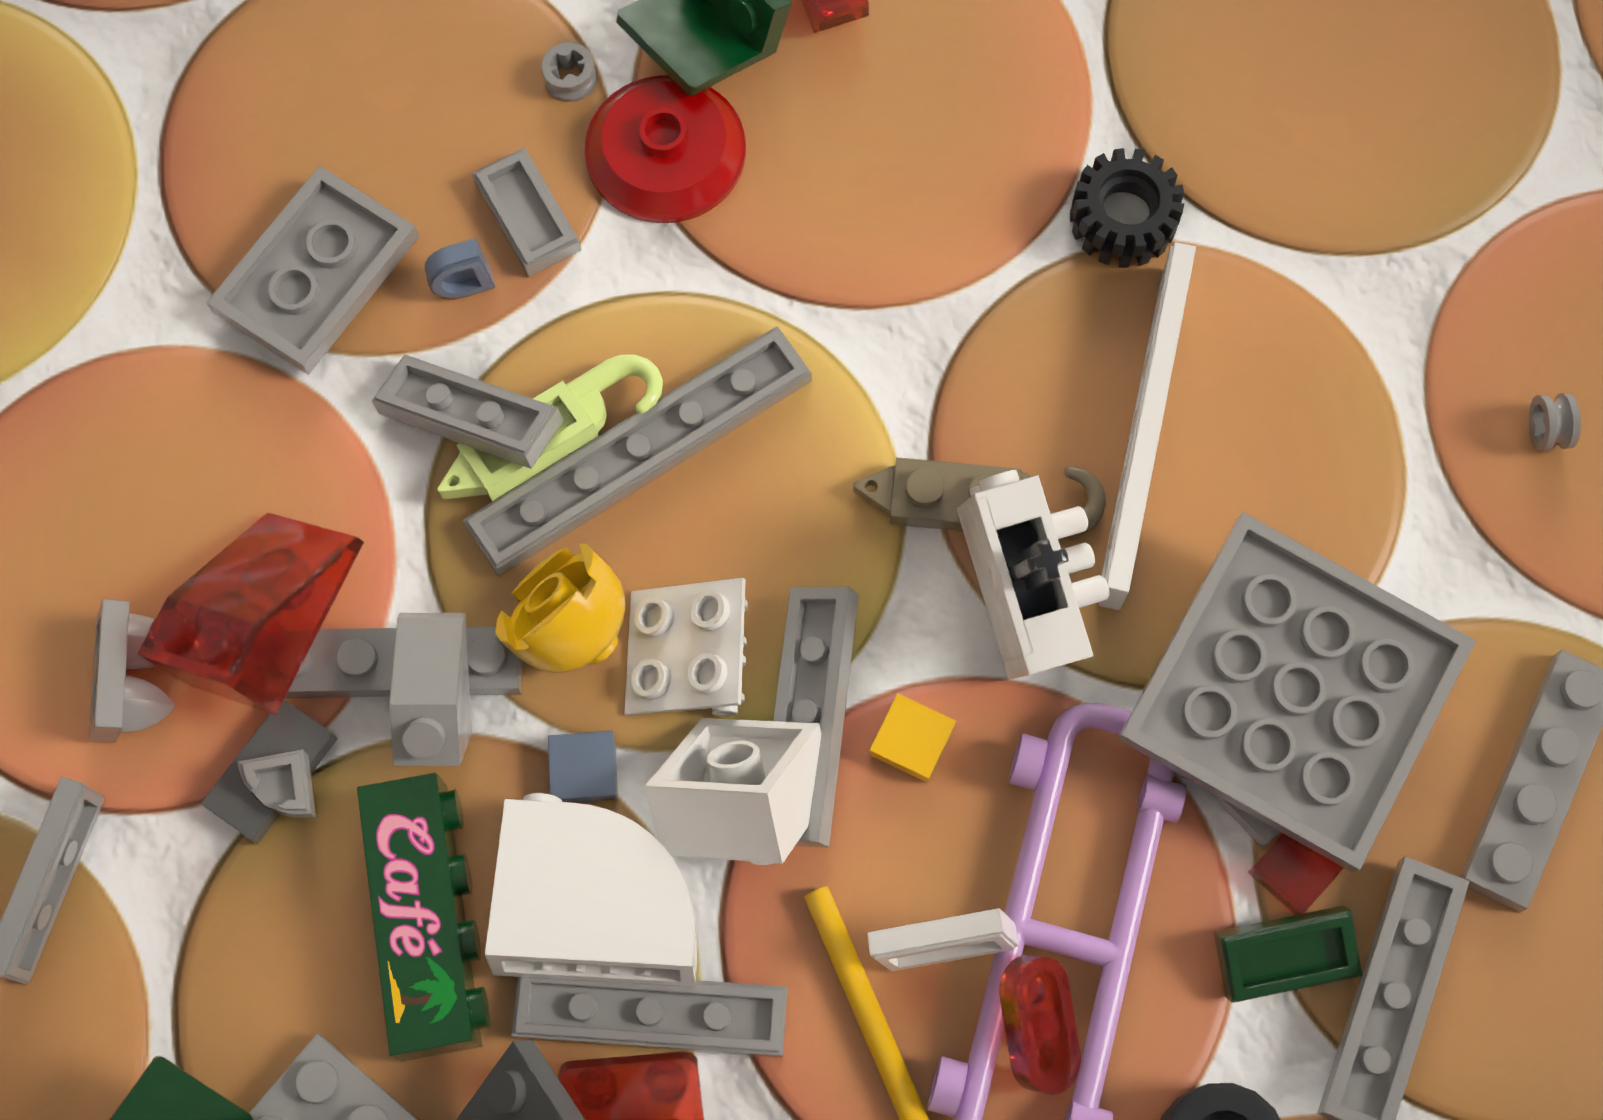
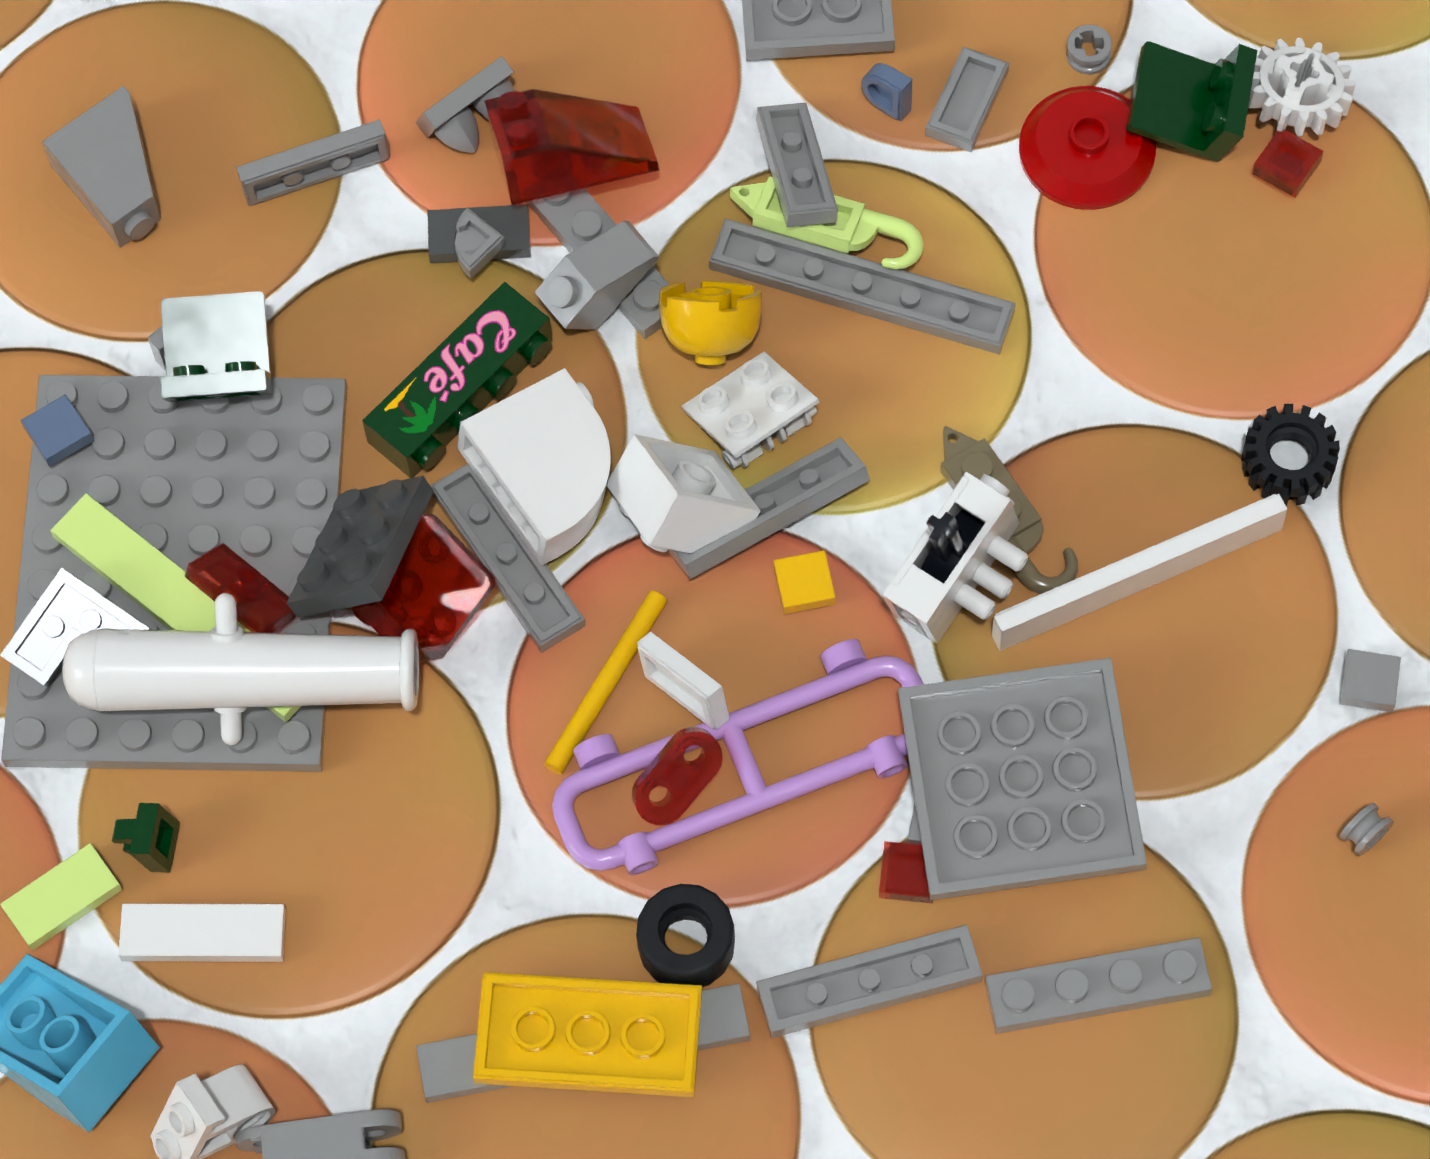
camera: 55 degrees right, 5 degrees down
(583, 766) = (627, 405): sand blue tile -> none
(1288, 953) = (845, 899): dark green tile -> none
(1400, 309) = (1370, 680): none -> light grey tile

